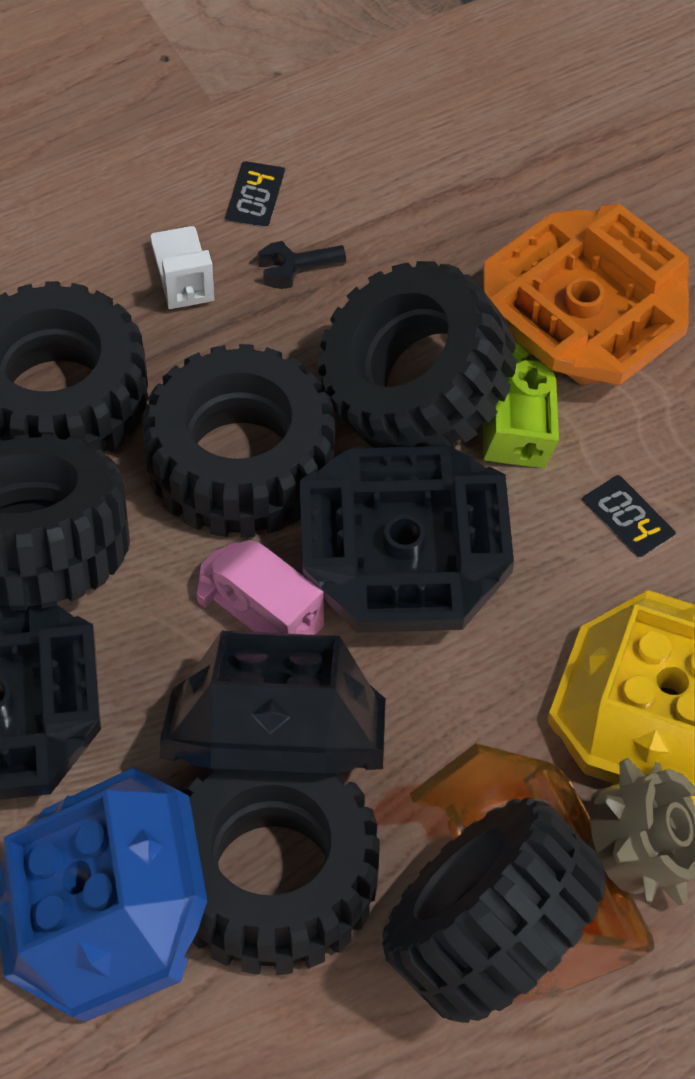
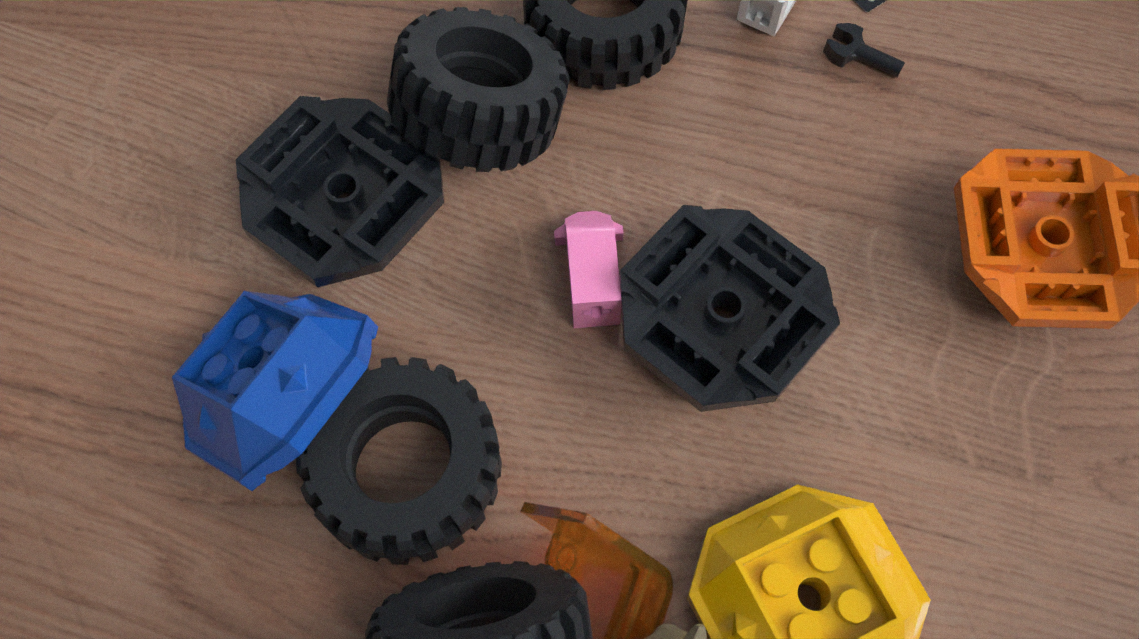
camera: 45 degrees right, 10 degrees up
(227, 390) = (692, 97): black tyre -> none
(276, 707) = (503, 364): black piece -> none
(388, 319) = (854, 139): black tyre -> none
(527, 421) = (915, 279): lime piece -> none
(629, 516) = (925, 431): black sticker -> none

